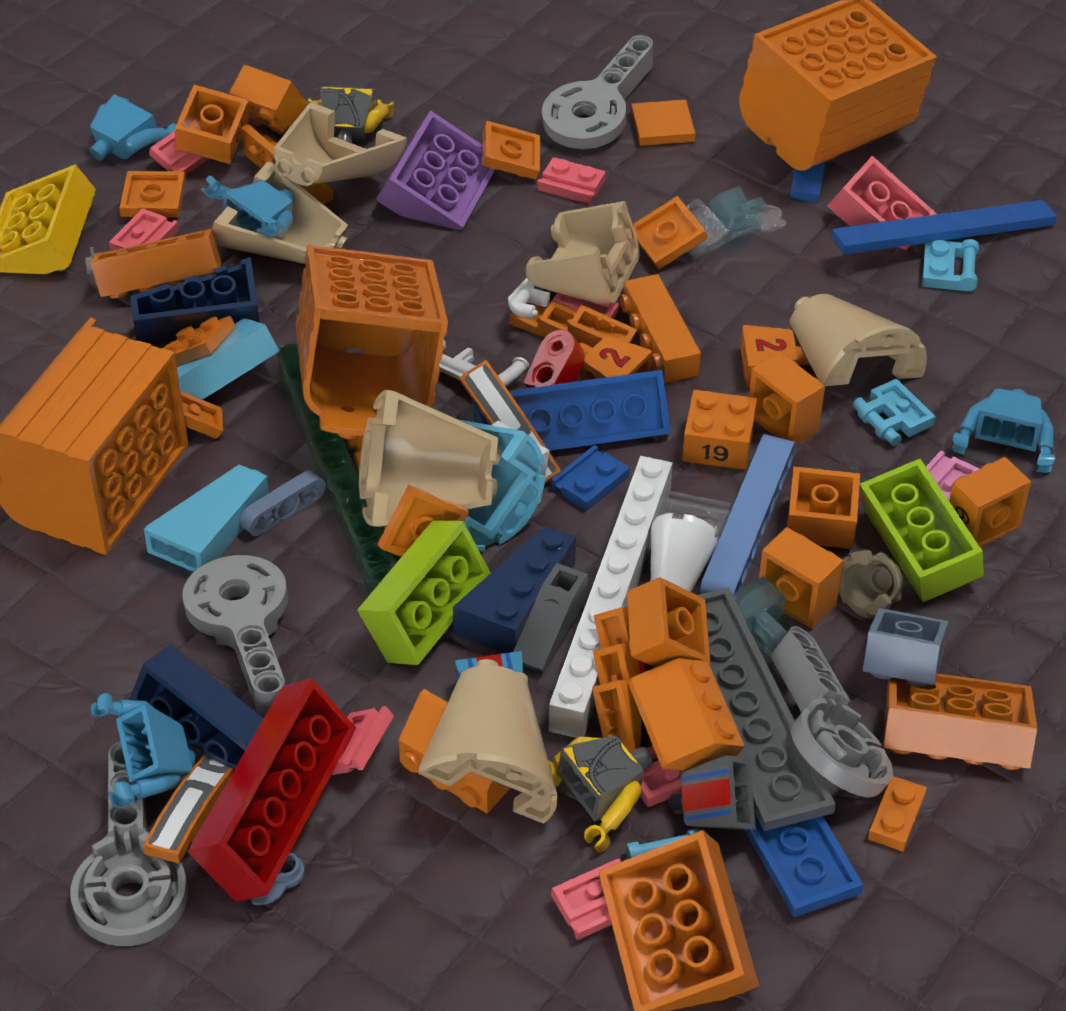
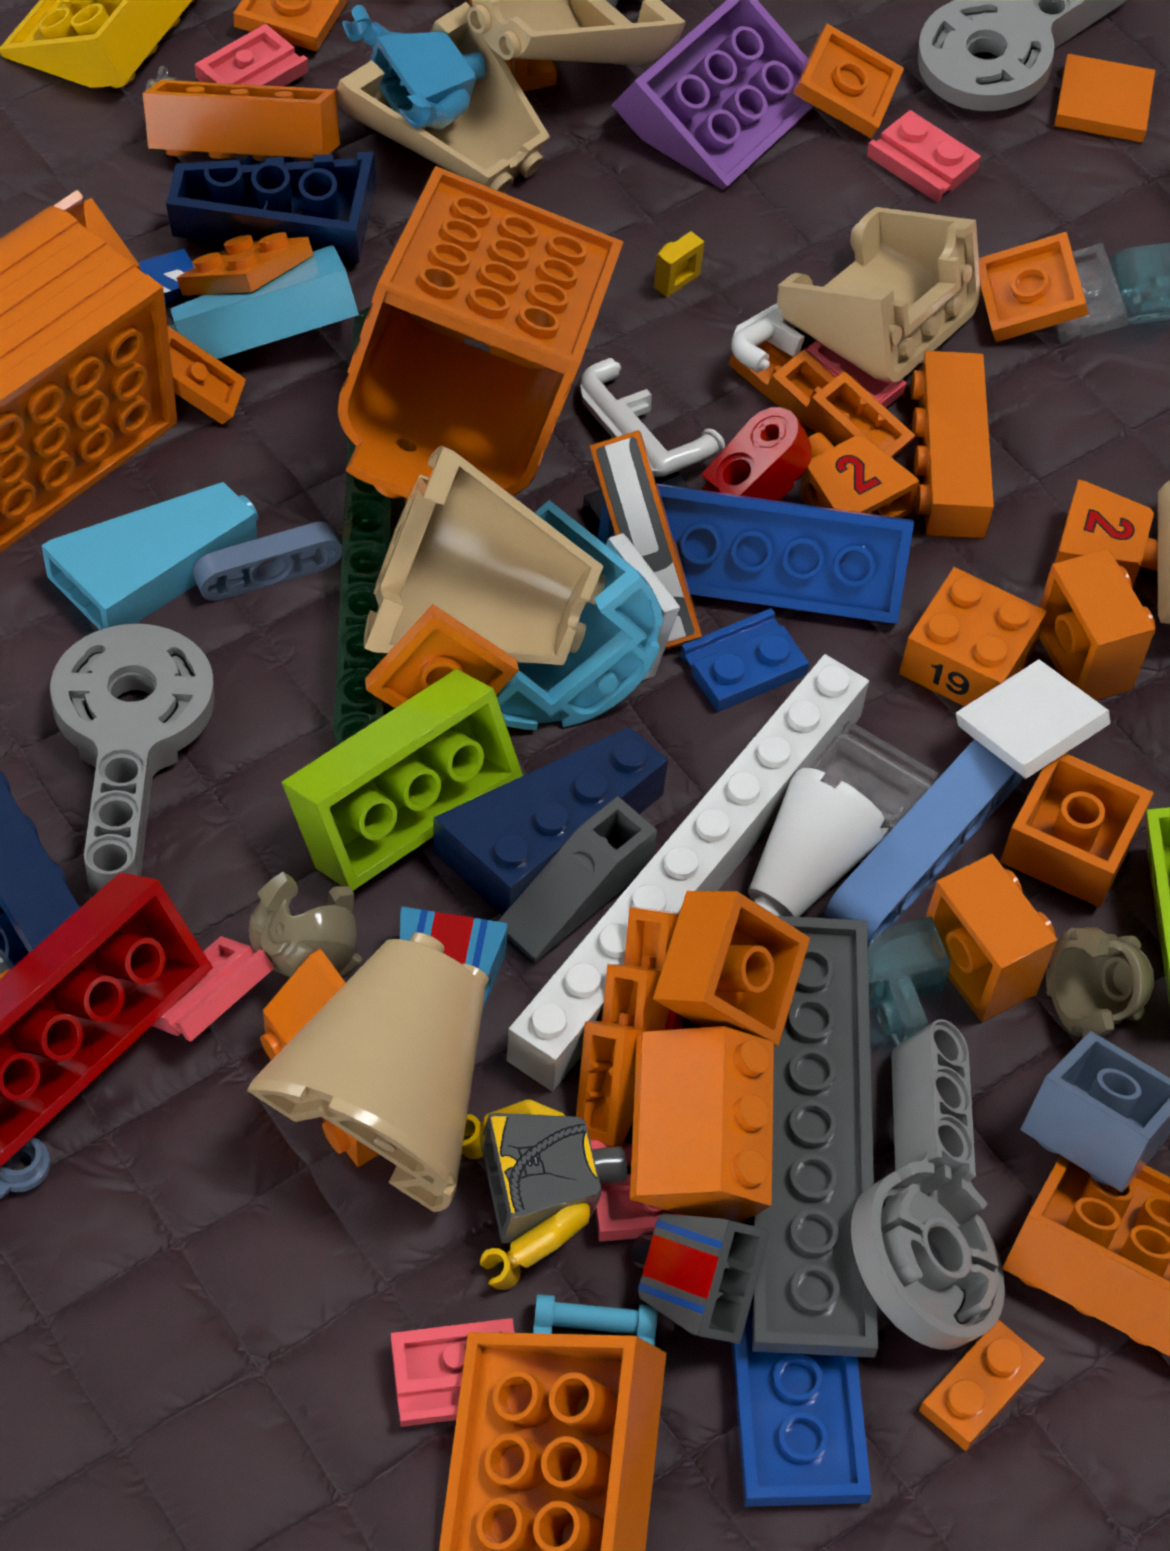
camera: 15 degrees right, 10 degrees up
(401, 693) = (293, 938): none -> dark tan helmet
(455, 275) = (678, 263): none -> yellow plate
(775, 454) = (1033, 718): none -> white tile

